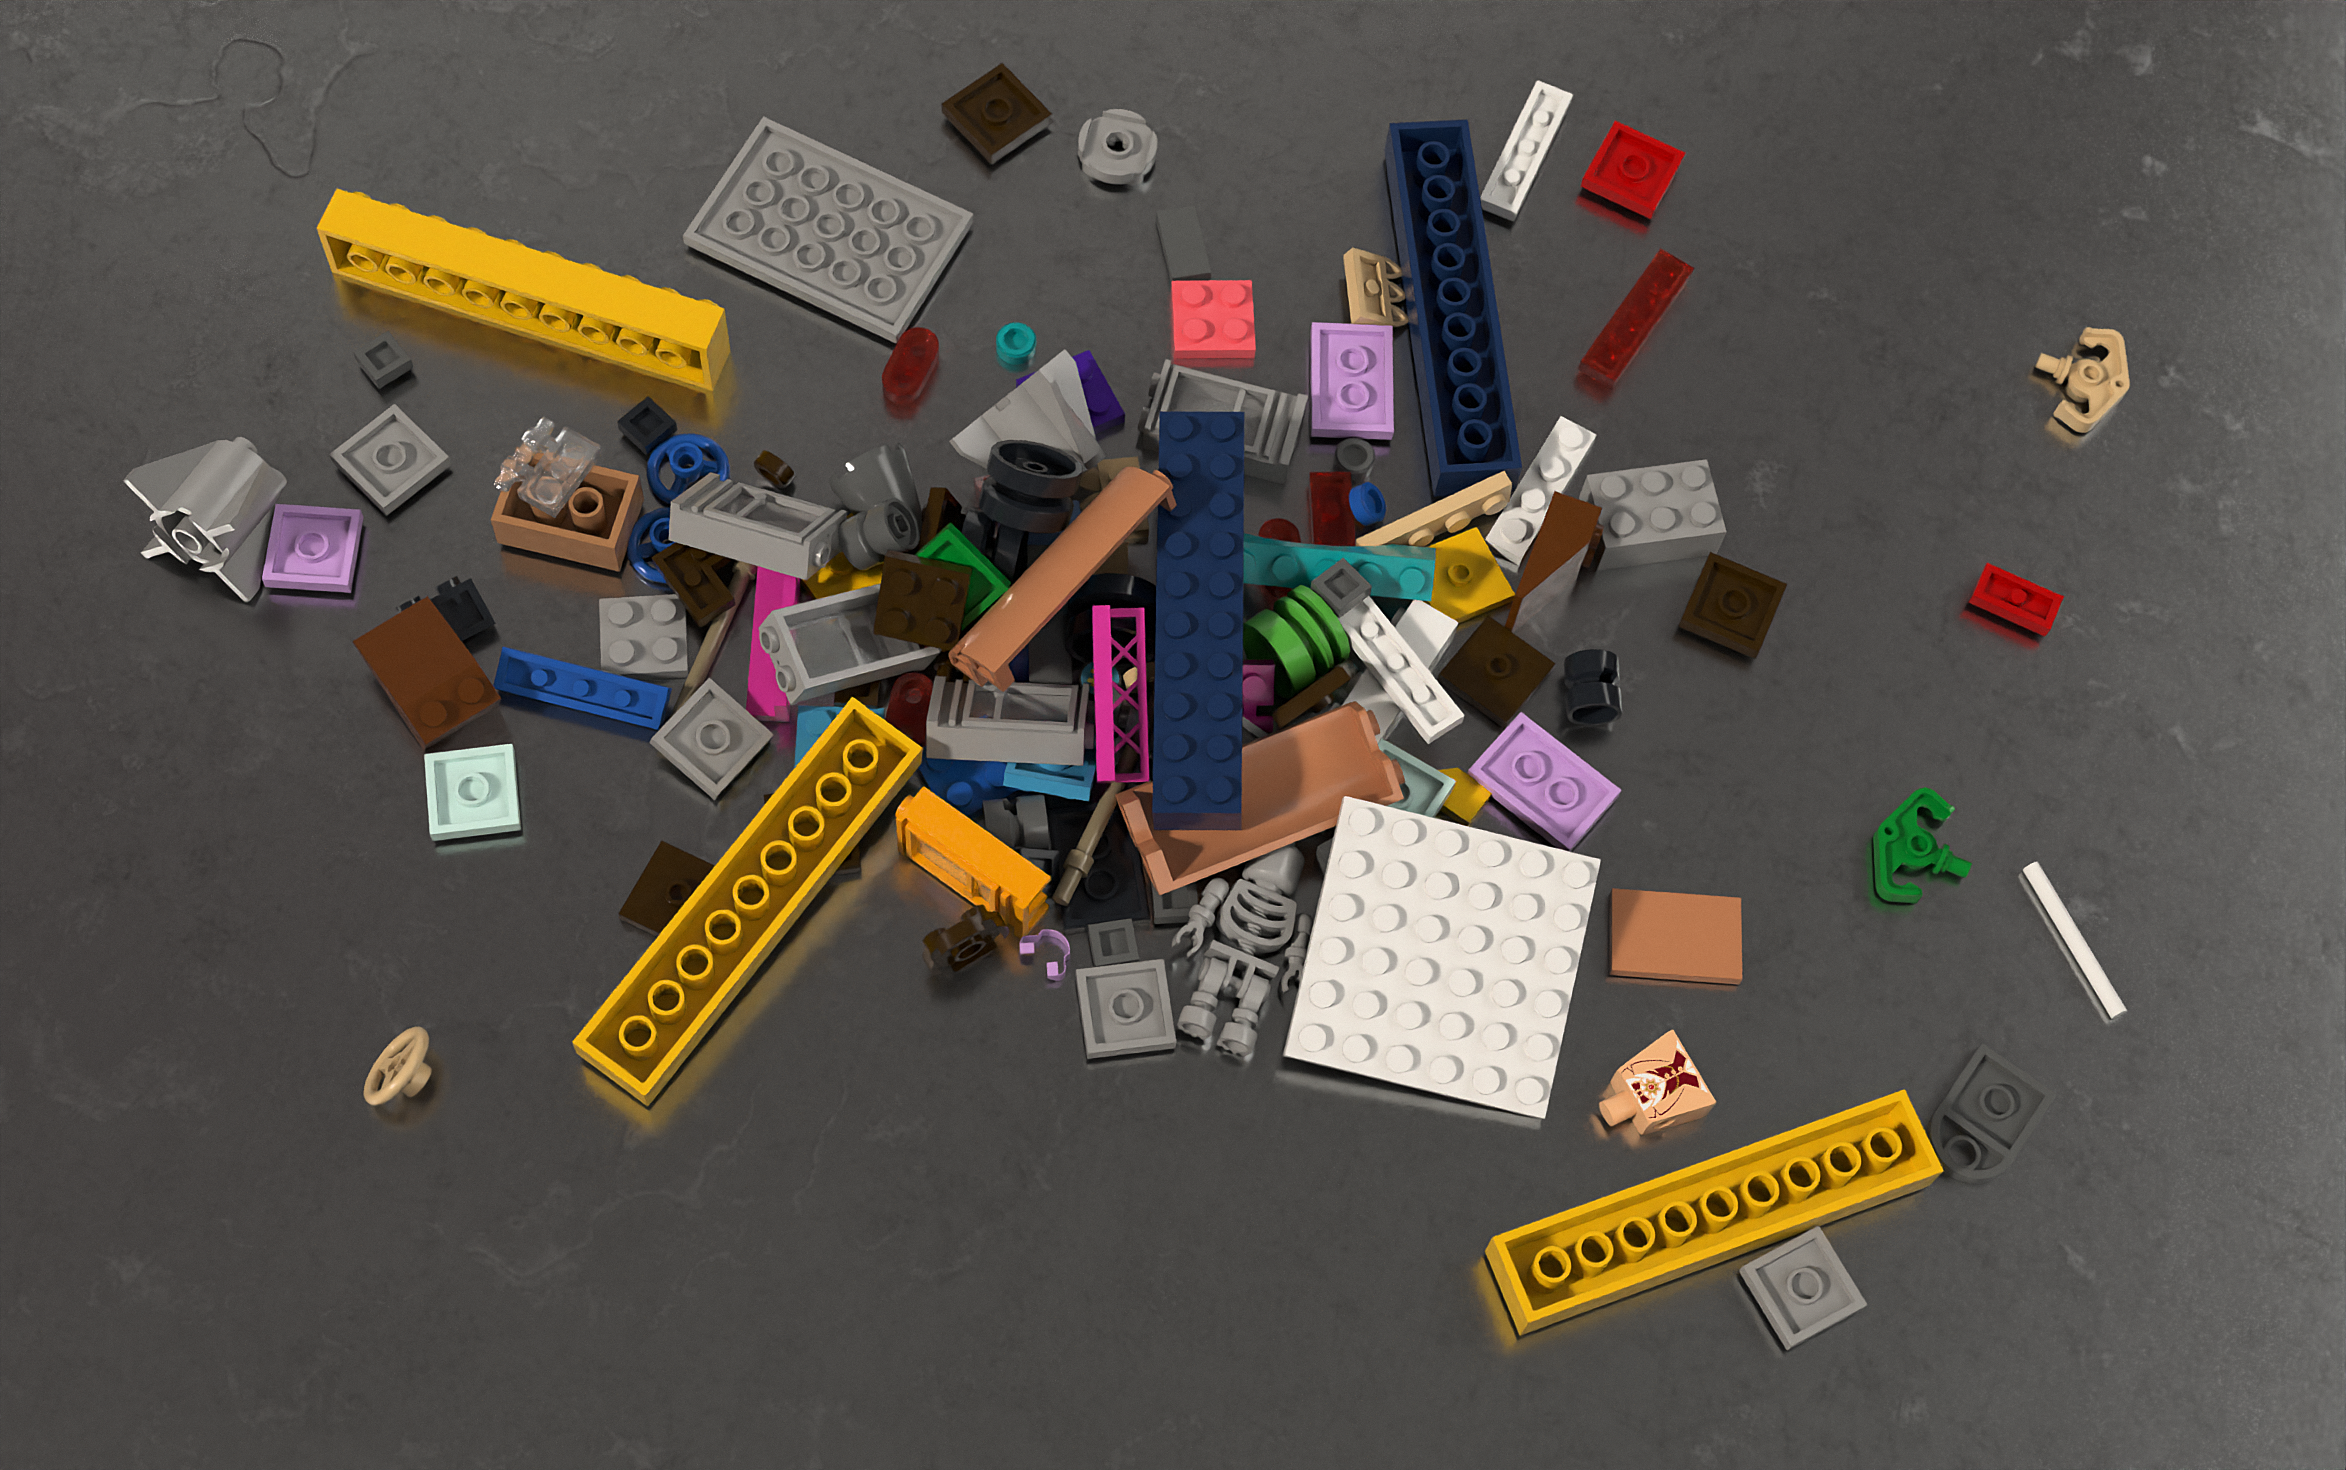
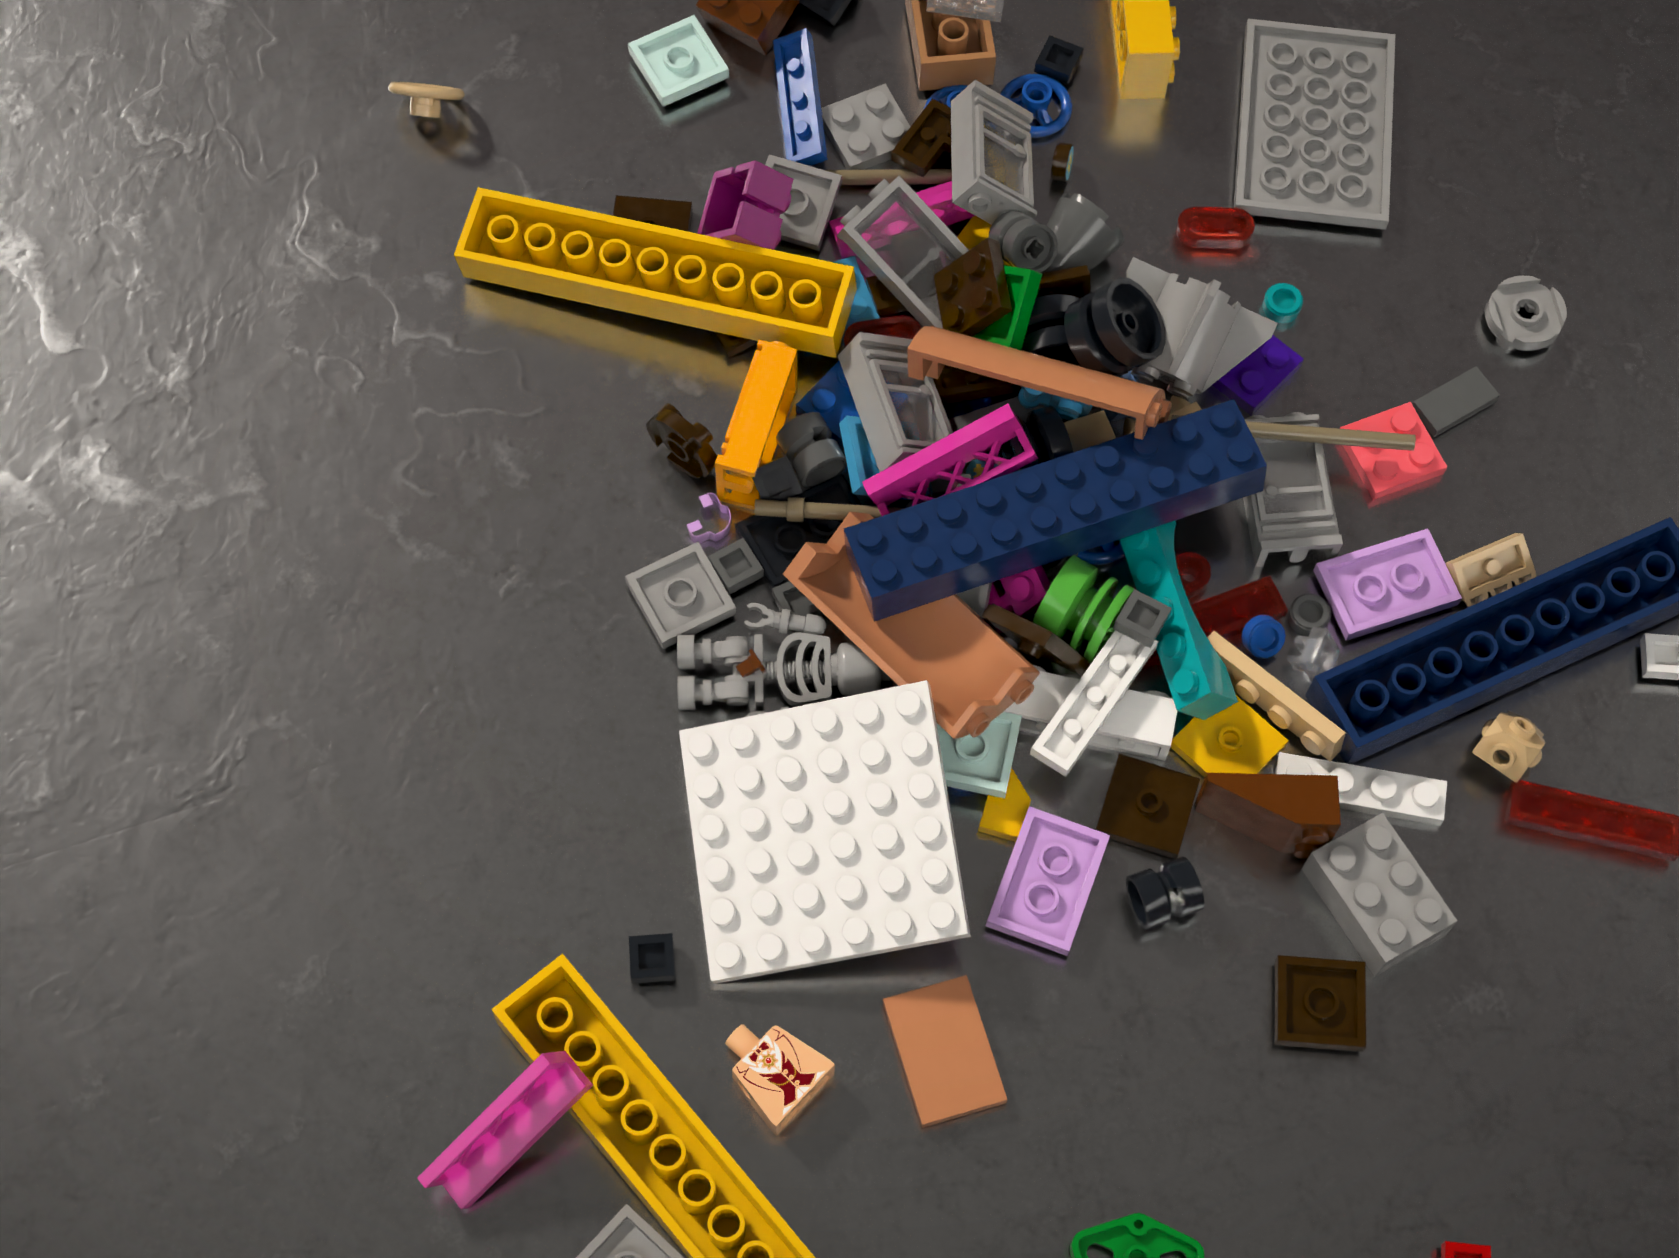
camera: 75 degrees right, 0 degrees up
(725, 781) = (747, 205): none -> magenta piece
(996, 113) = (1504, 207): dark brown plate -> none
(1147, 449) = (1330, 435): none -> dark tan bar
(1243, 961) = (750, 665): none -> reddish brown piece
(1404, 467) = (1318, 653): none -> clear tile
(1504, 1165) = (651, 958): none -> black plate
(1542, 348) = (1513, 738): none -> tan hand
(1649, 1346) = (507, 1128): none -> dark pink fence

